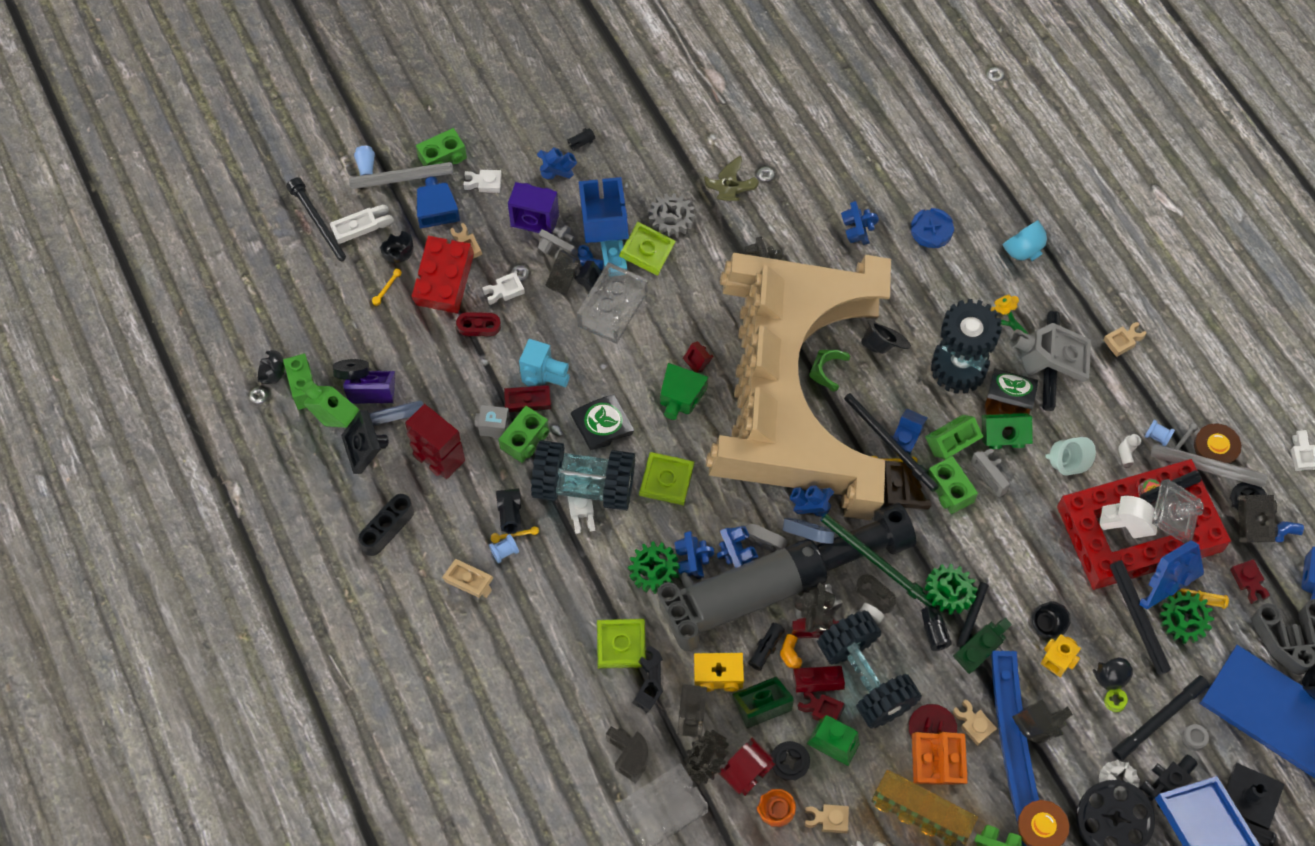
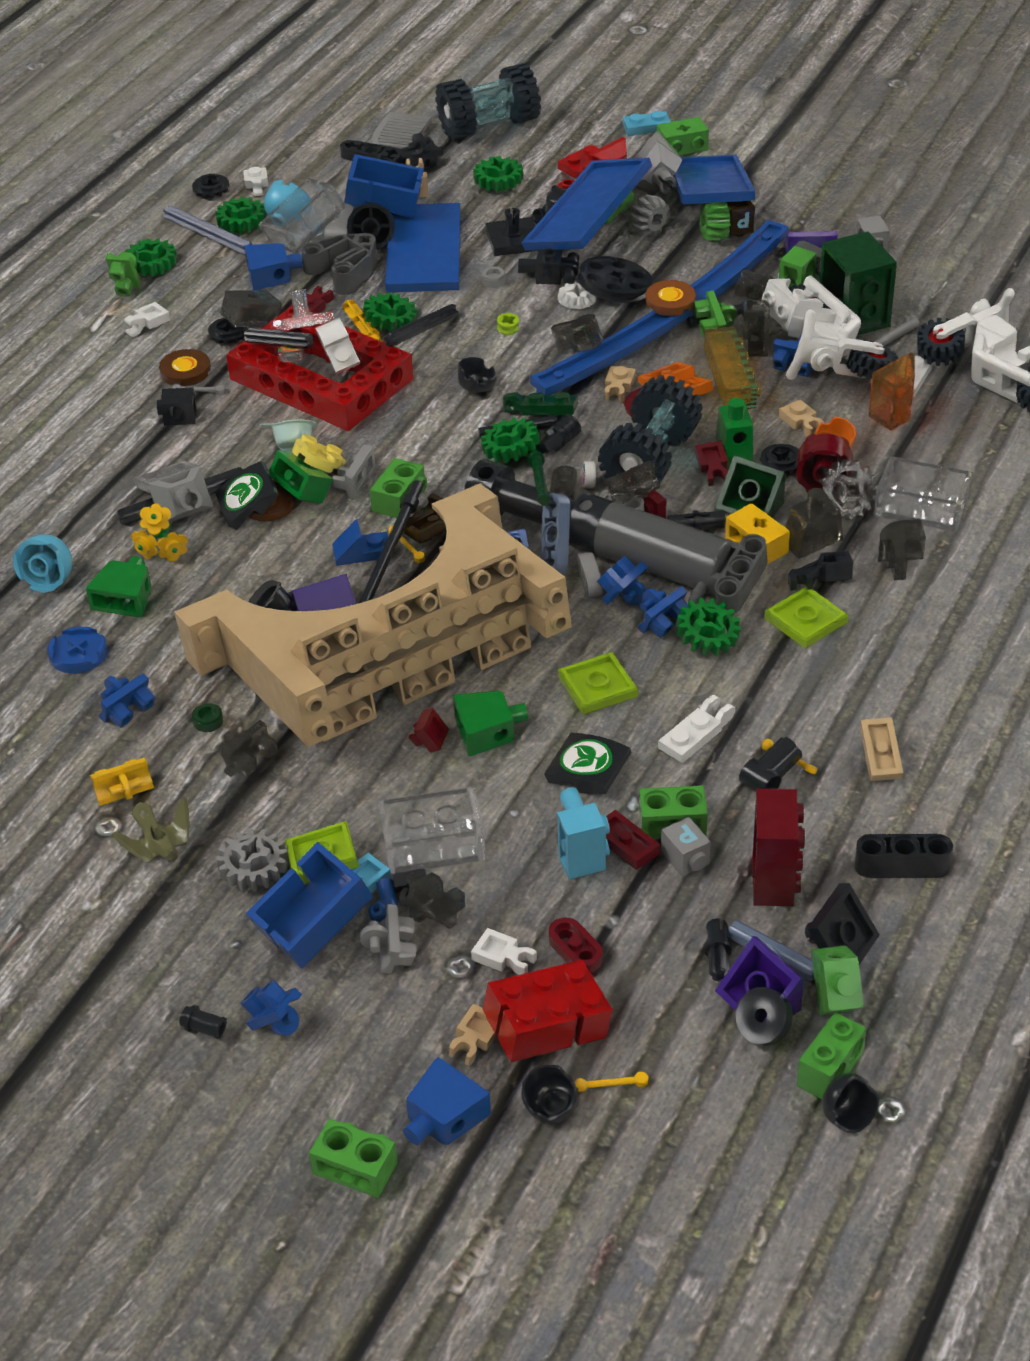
camera: 125 degrees left, 20 degrees down
(297, 188) = (562, 1293): black piece -> none
(361, 223) = (549, 1172): white hinge -> none
(364, 158) = (444, 1242): light blue cone -> none
(401, 175) = (436, 1172): light grey axle -> none
(414, 386) = (718, 949): none -> black axle
(486, 181) = (357, 1085): white plate -> none
(503, 548) = (817, 747): light blue bush -> none
(533, 208) = (366, 979): dark purple brick -> none
(582, 476) = (658, 697): black plate -> none
(784, 188) = (122, 781): none -> yellow hips
(788, 653) = (688, 503): light orange arm -> none
(813, 257) = (207, 717): none -> dark green tile
(818, 679) = (690, 477): dark red plate -> none
(870, 374) = (323, 595): none -> dark purple slope
(954, 436) = (344, 499): bright green brick -> none
(963, 354) = (234, 480): black plate -> none
(969, 274) = (121, 588): none -> green torso
(1027, 467) = (318, 455): none -> light yellow plate
(1061, 655) = (504, 354): yellow brick -> none
(1114, 673) = (491, 321): black hair -> none
(1123, 340) = (113, 461): tan plate -> none
(1126, 448) = (242, 413): white arm -> none
(1133, 741) = (538, 301): black piece -> none
(1159, 433) = (207, 395): light blue bush -> none
(1160, 407) = (177, 406): none -> black brick
(1174, 572) = (367, 310): blue wing -> none
(1210, 465) = (216, 357): light grey axle -> none

